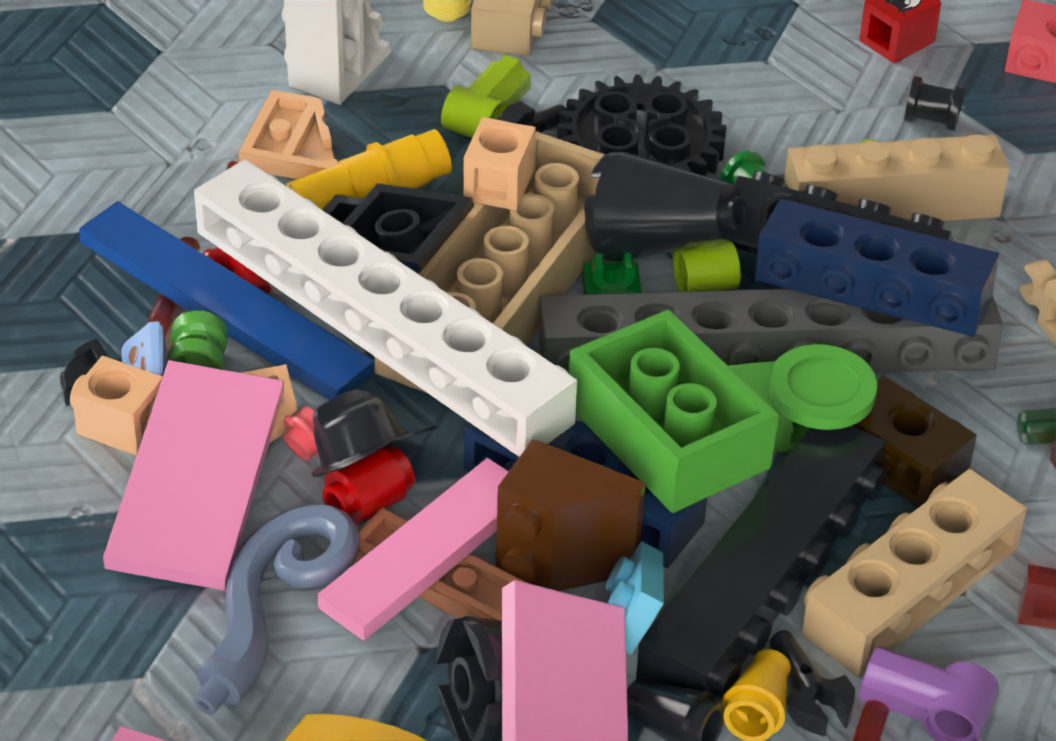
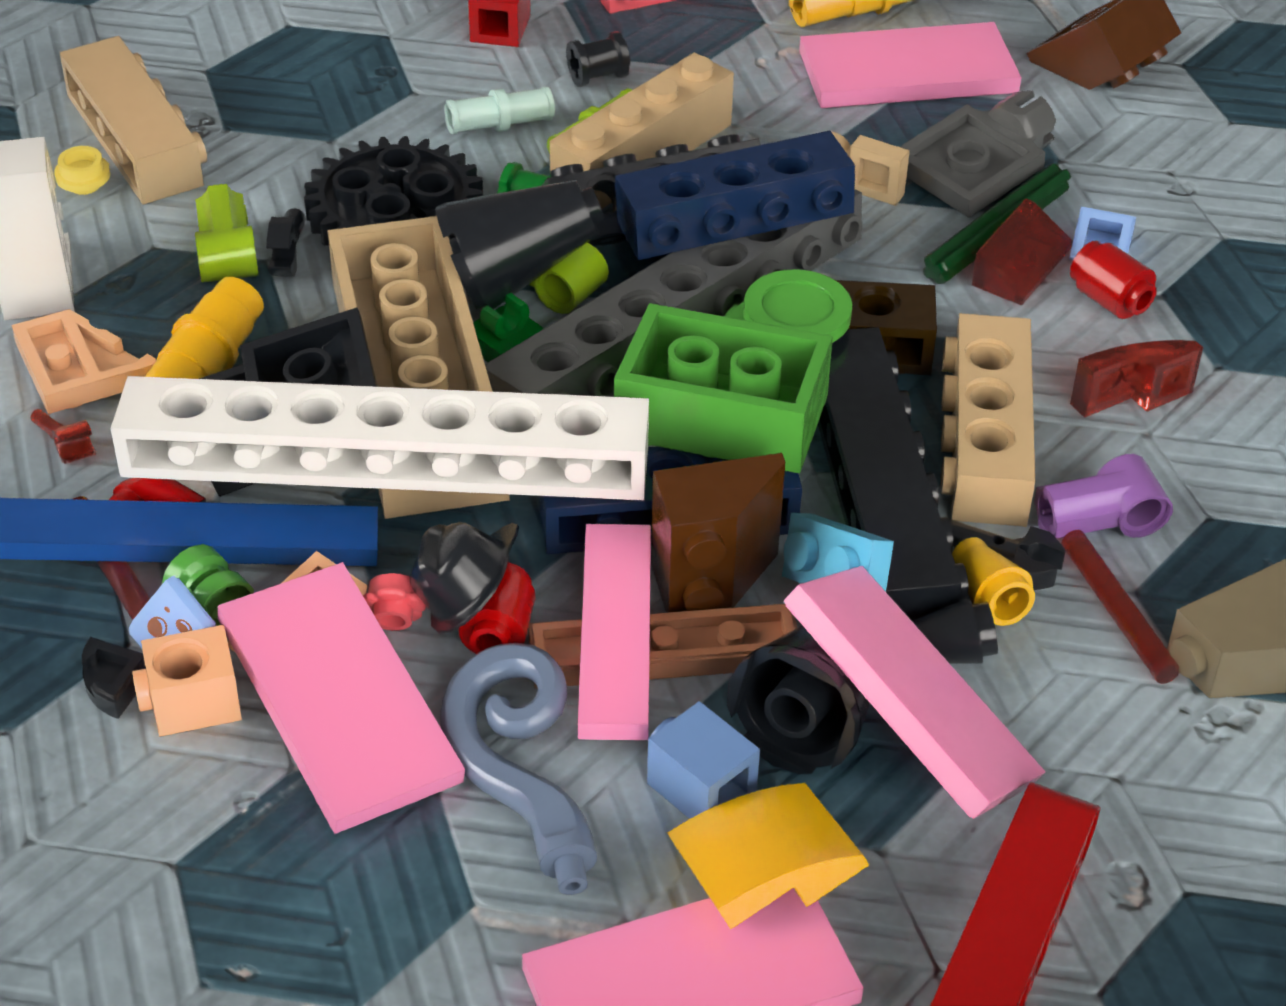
camera: 40 degrees left, 0 degrees up
(379, 678) = (700, 761): none -> medium blue brick
(499, 163) = (350, 265): light nougat brick -> none
(806, 106) = (499, 110): none -> light aqua pin

